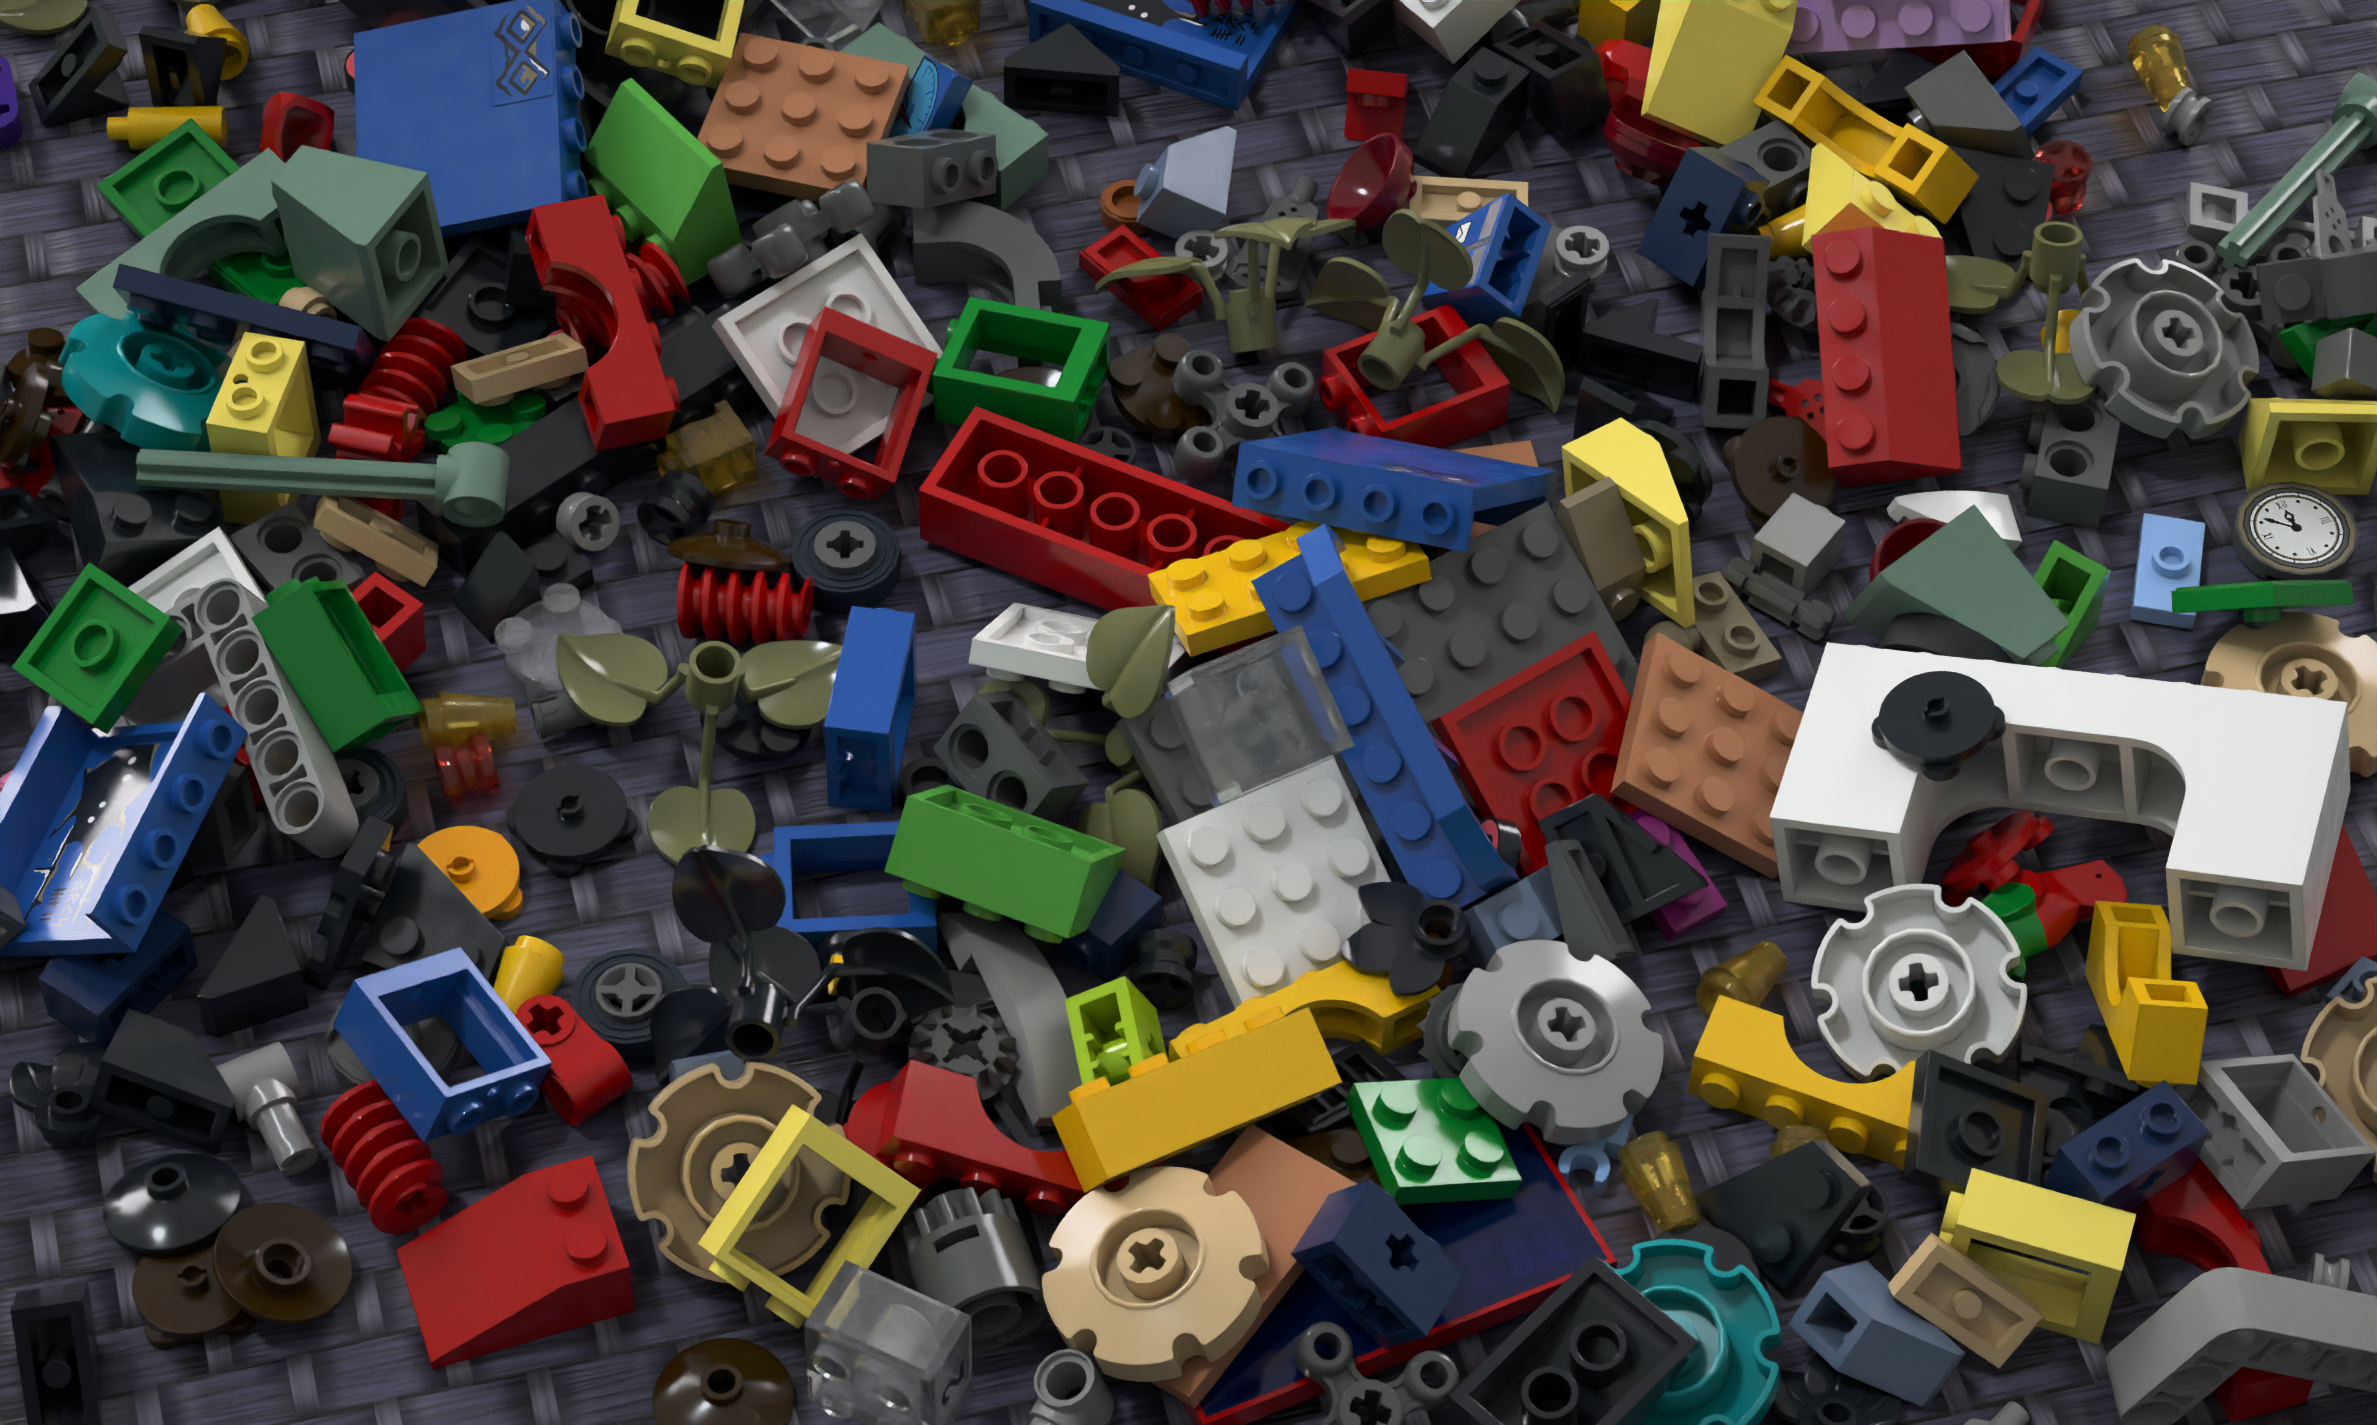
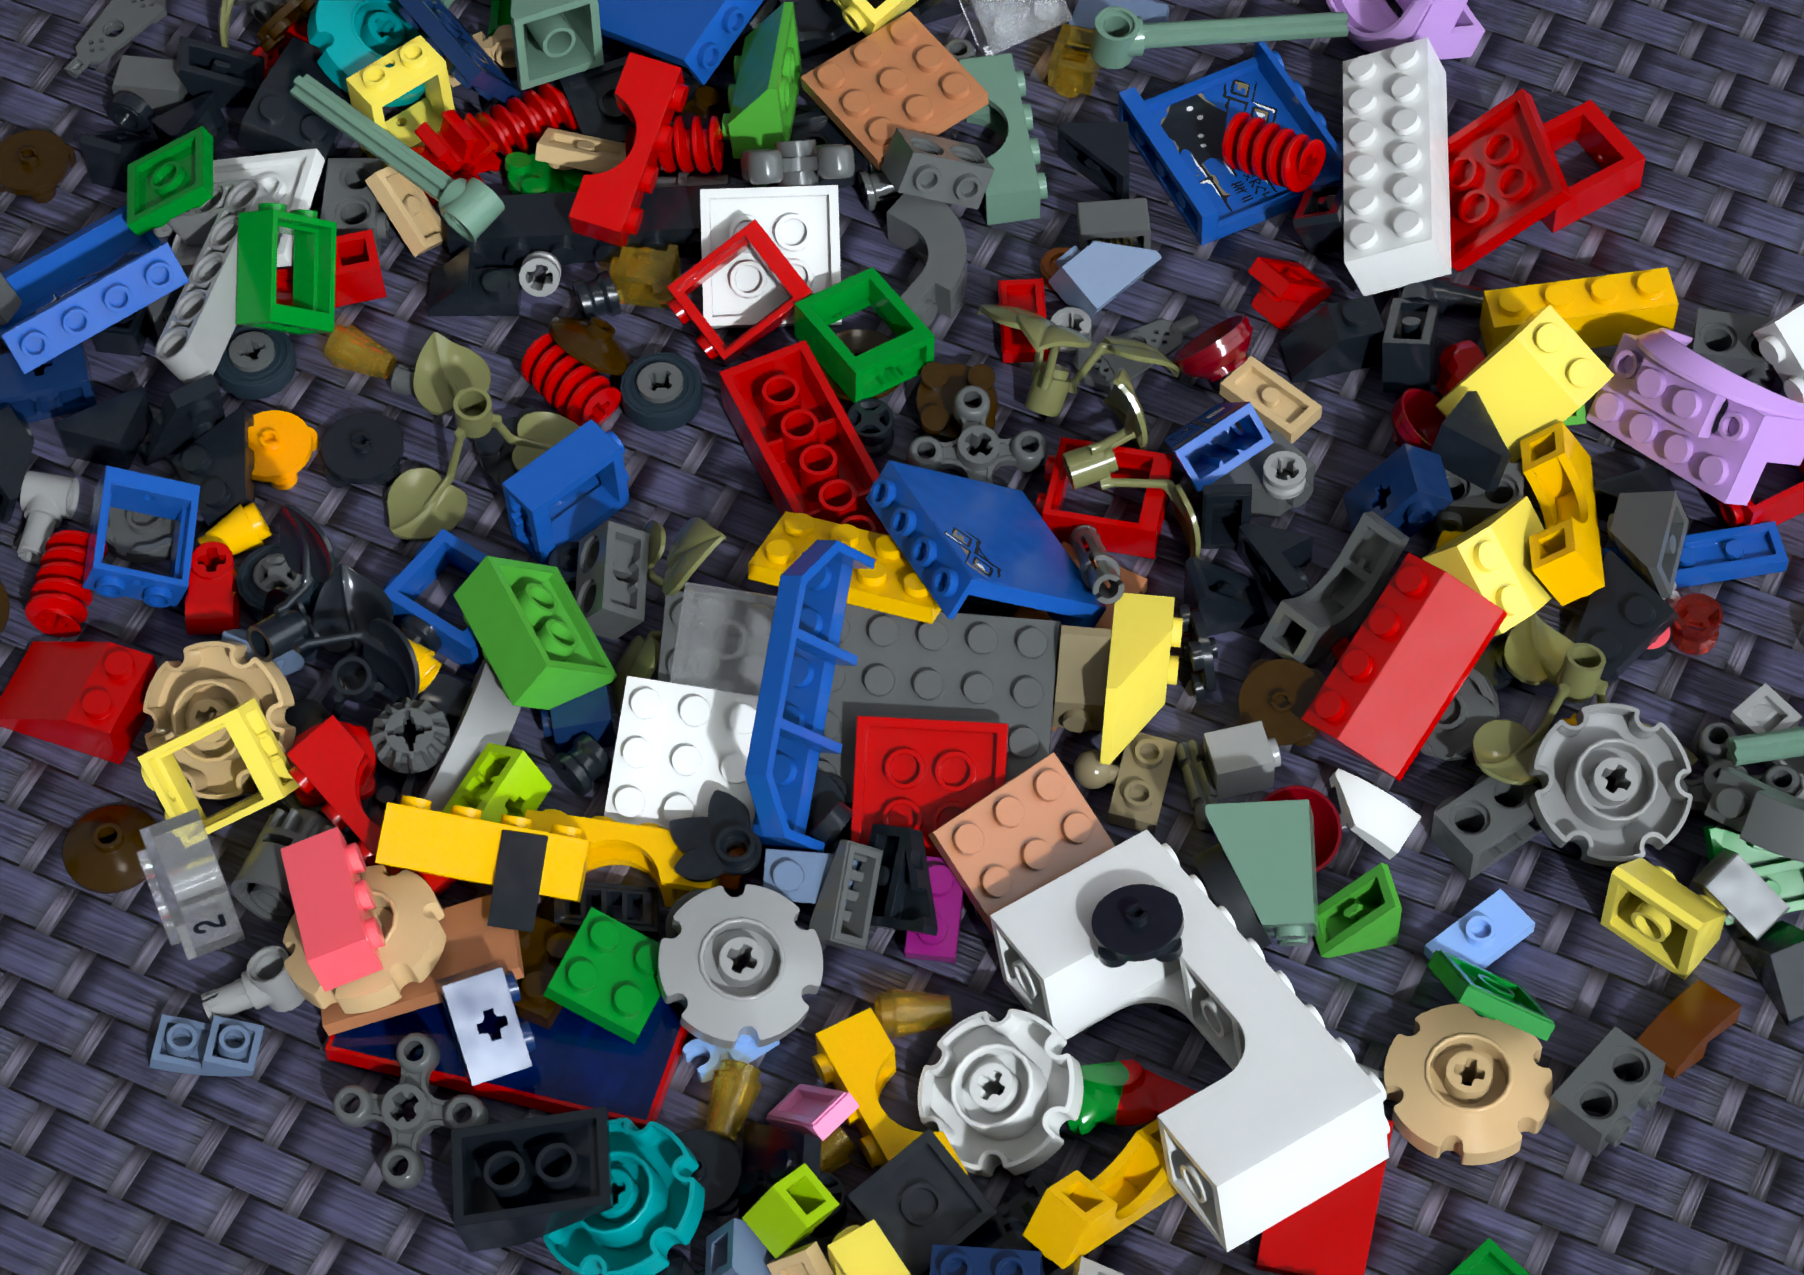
camera: 45 degrees right, 5 degrees up
(465, 768) = (329, 382): clear red wheel -> none
(533, 633) = (464, 325): clear piece -> none
(931, 99) = (989, 125): slope -> none
(1048, 647) = (724, 506): white plate -> none
(1121, 1249) = (333, 908): none -> coral brick
(1143, 133) = (1114, 222): none -> dark grey piece
(1272, 1098) = (517, 880): none -> black sticker
(1518, 439) = (1108, 565): none -> dark grey pin
(1732, 118) = (1472, 444): none -> black slope
(1766, 1129) = (813, 1110): none -> bright pink tile
(1878, 1222) = (790, 1211): none -> lime brick
(1991, 855) = (1123, 1044): red piece -> none
(2294, 533) = (1594, 972): tile -> none

